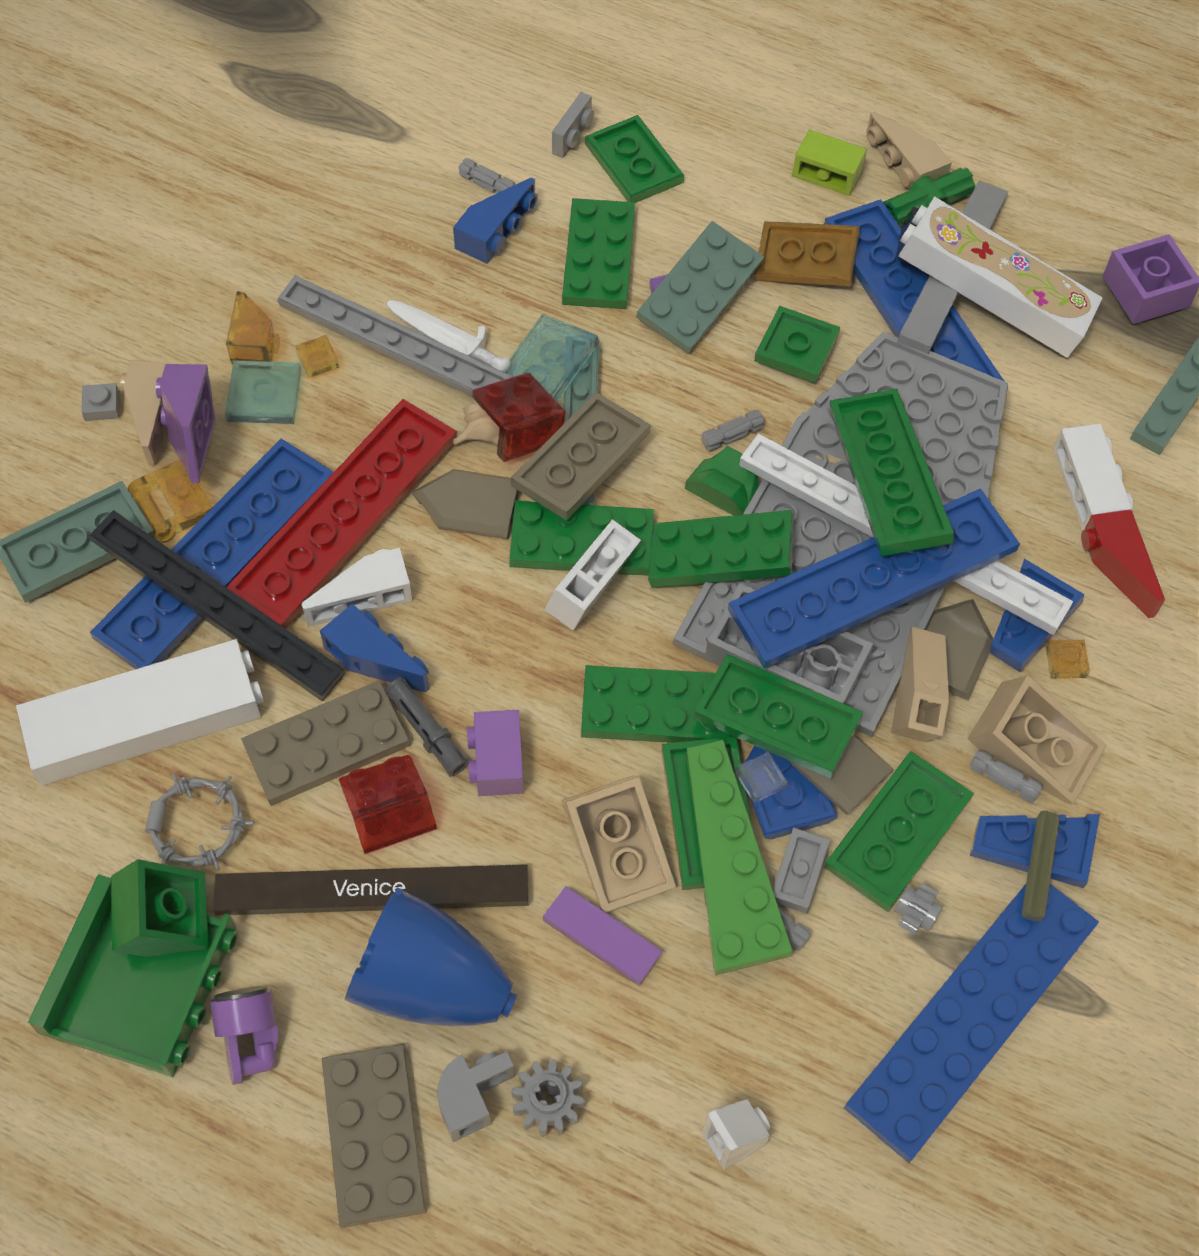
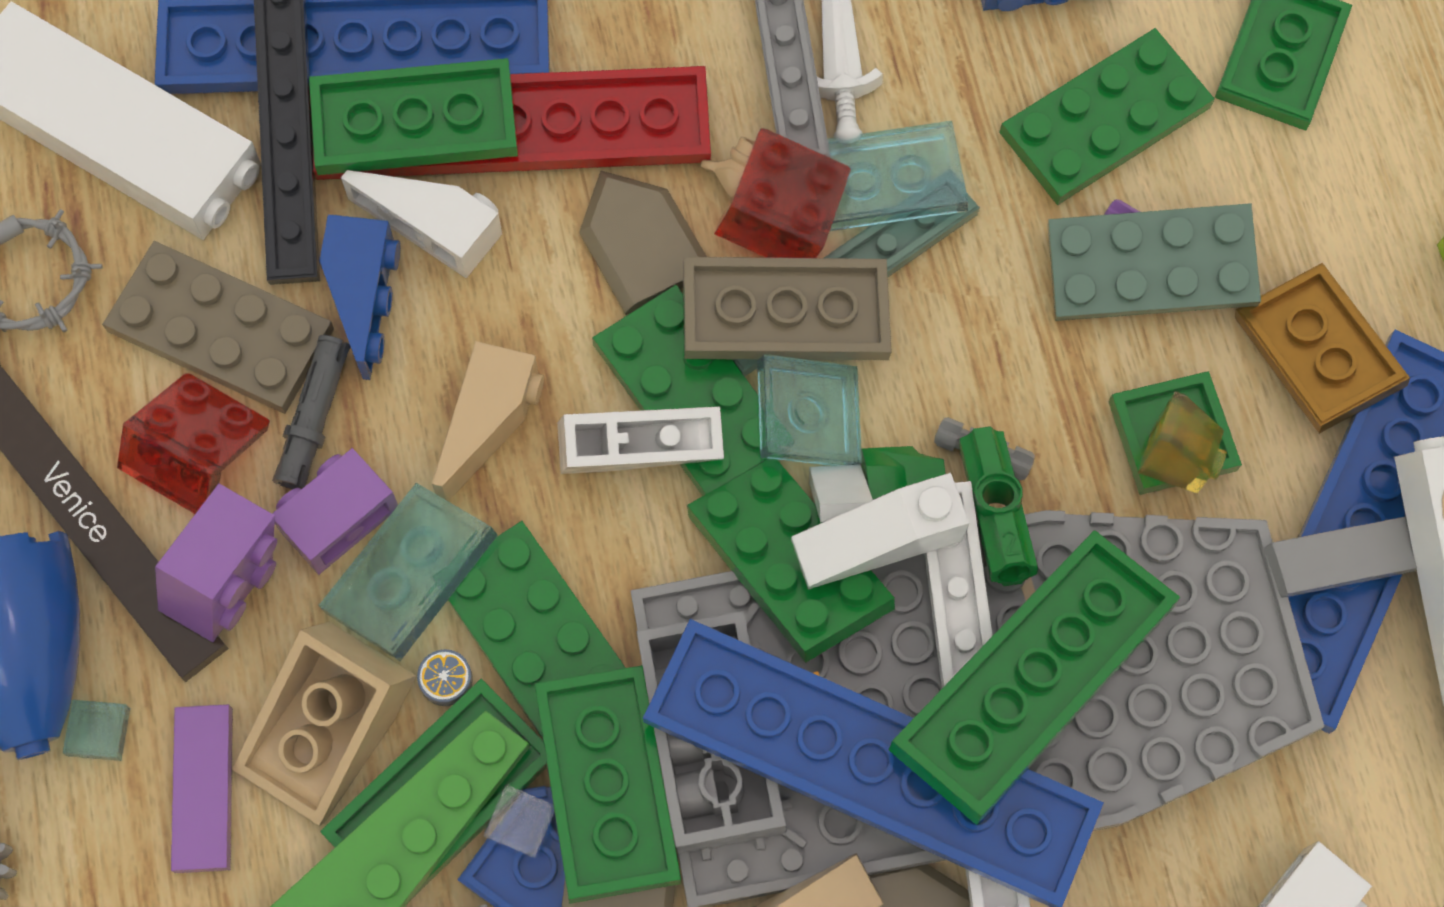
camera: 50 degrees right, 10 degrees up
(300, 549) = (412, 116): none -> green plate
(486, 823) = (216, 563): none -> medium lavender brick
(502, 630) = (488, 410): none -> tan slope
(522, 970) = (96, 730): none -> clear light blue tile
(566, 740) = (408, 571): none -> clear light blue tile
(644, 764) = (444, 677): none -> sand blue tile
(645, 488) = (808, 411): none -> clear light blue tile
(707, 501) = (838, 489): none -> white tile
(756, 484) = (883, 531): none -> white slope
(777, 426) = (1004, 529): none -> green piece
(814, 337) = (1183, 446): none -> clear yellow slope

